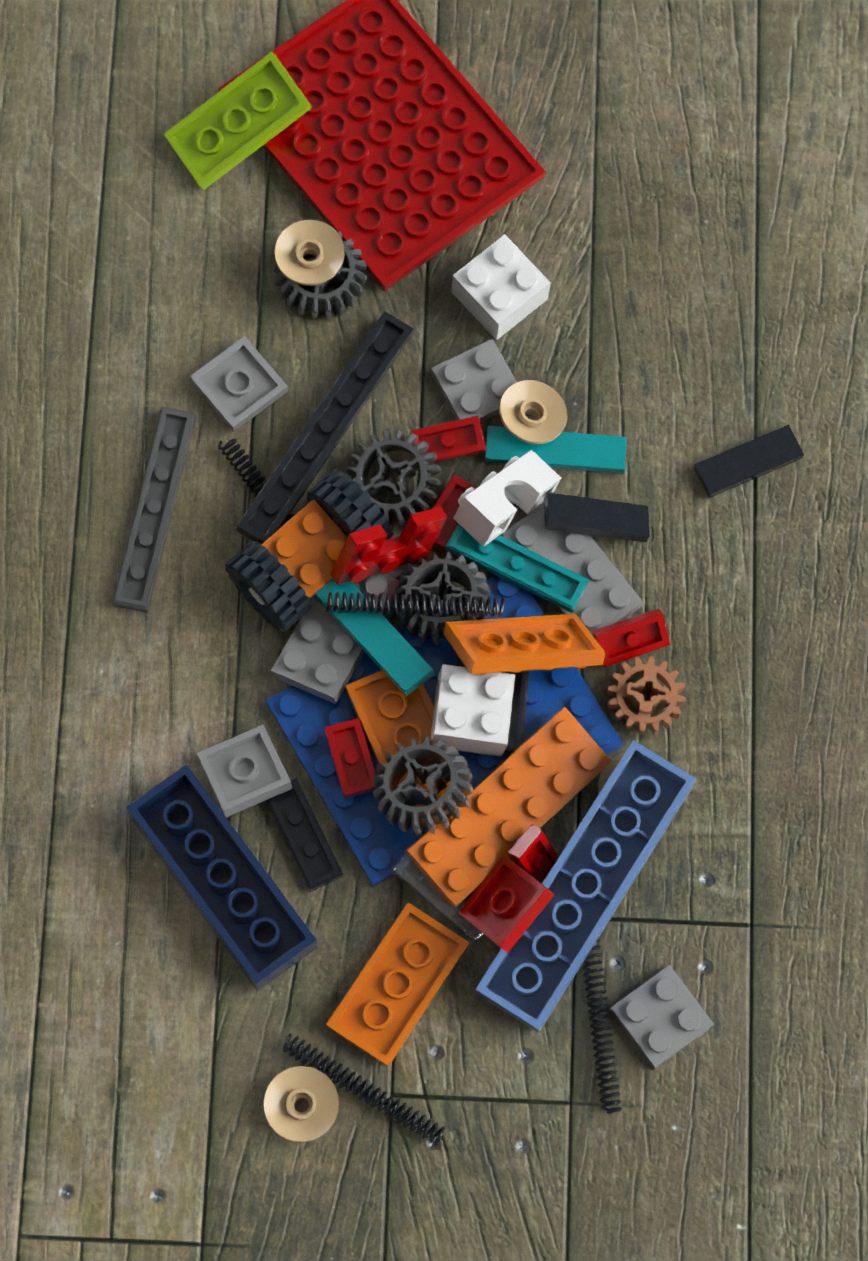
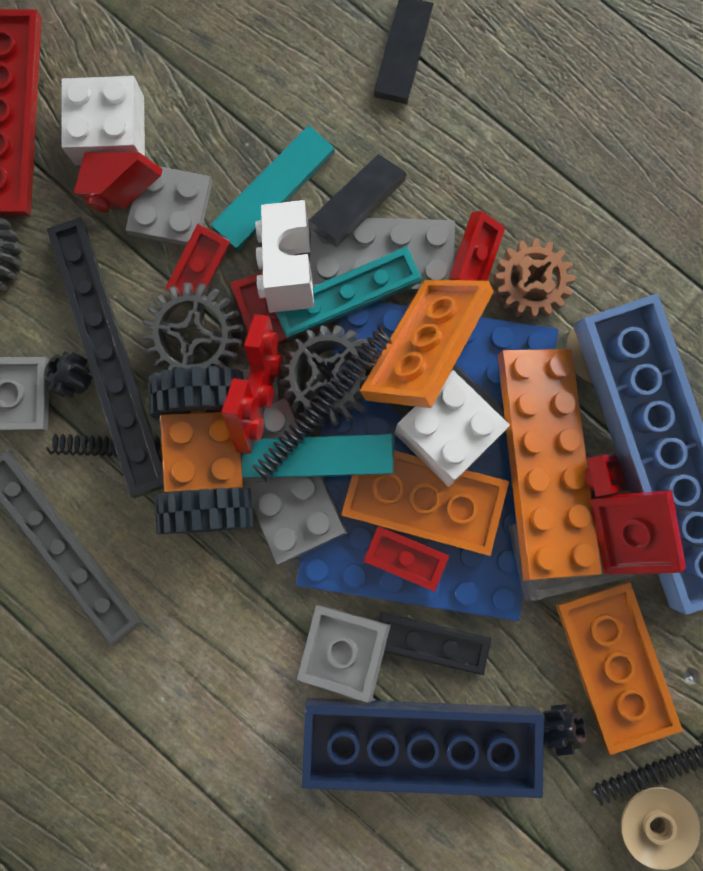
camera: 40 degrees left, 10 degrees up
(288, 413) = (67, 374): none -> black gear
(316, 975) = (564, 730): none -> black gear
(444, 768) = (483, 542): dark grey gear -> none
(461, 330) = (114, 179): none -> red slope
(541, 403) = (228, 168): tan dish -> none

